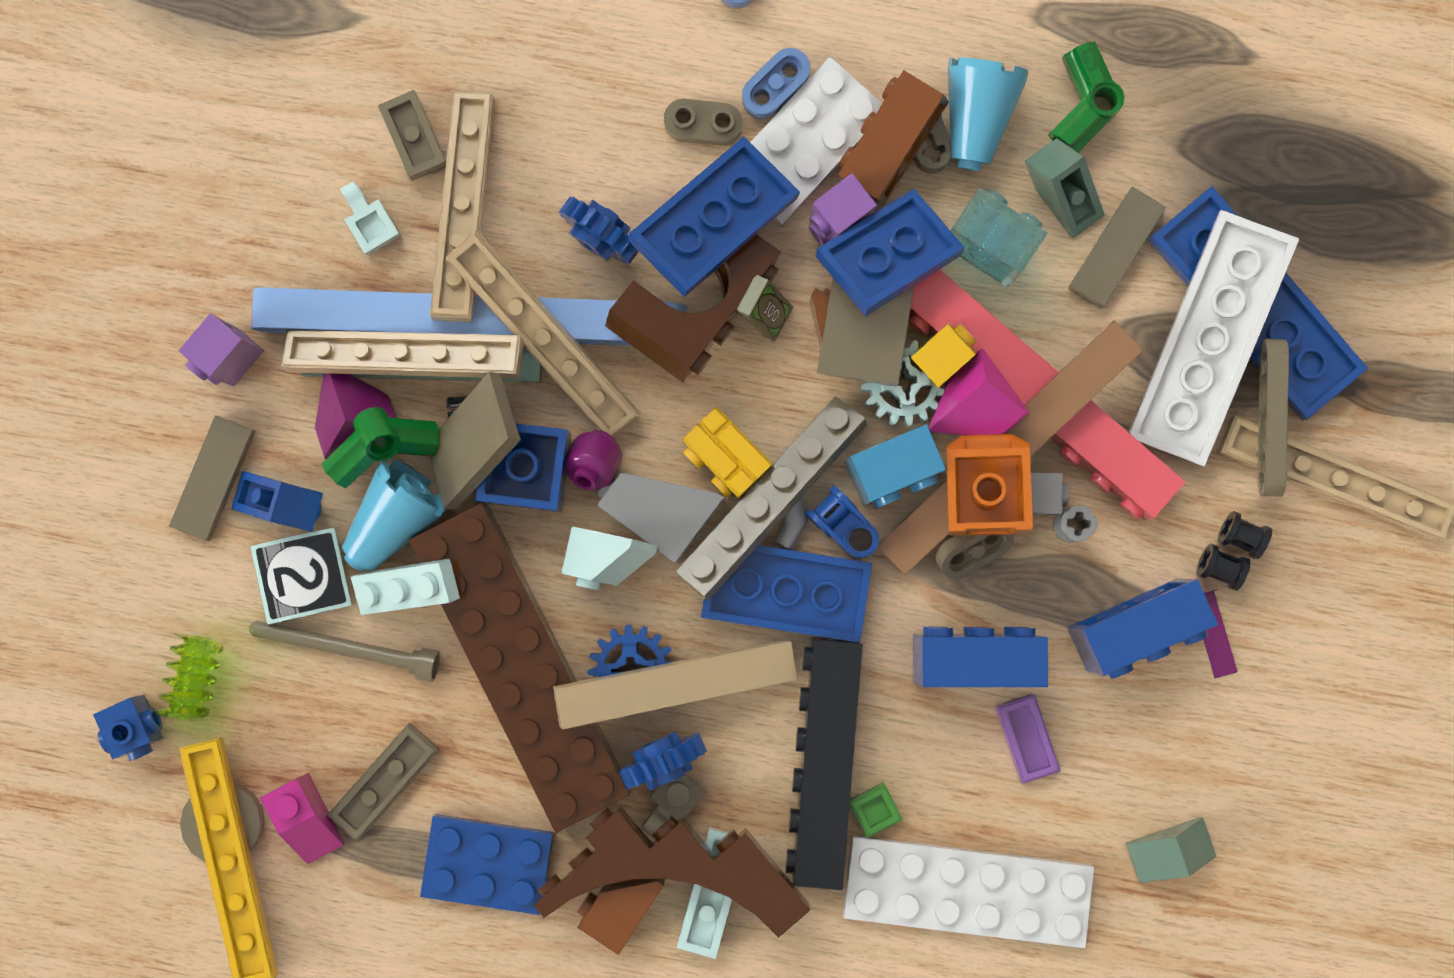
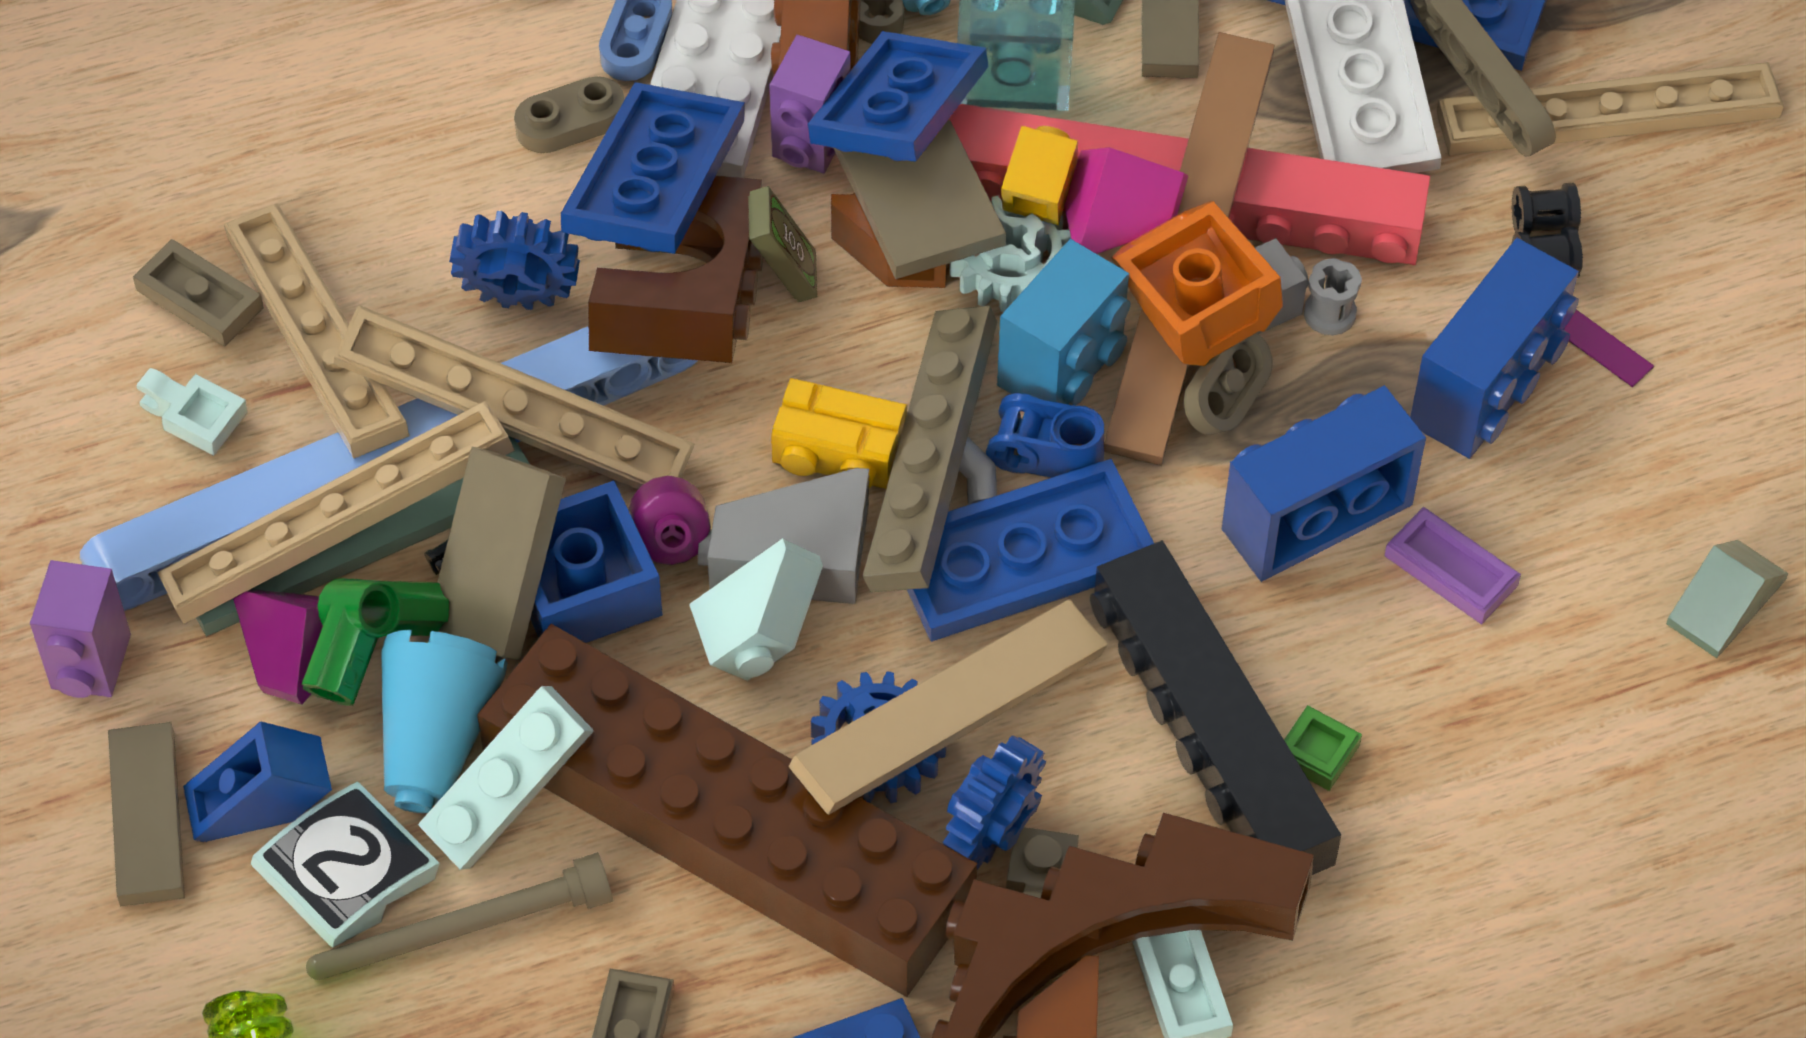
camera: 30 degrees left, 30 degrees down
(968, 891) = (1509, 779): white plate -> none

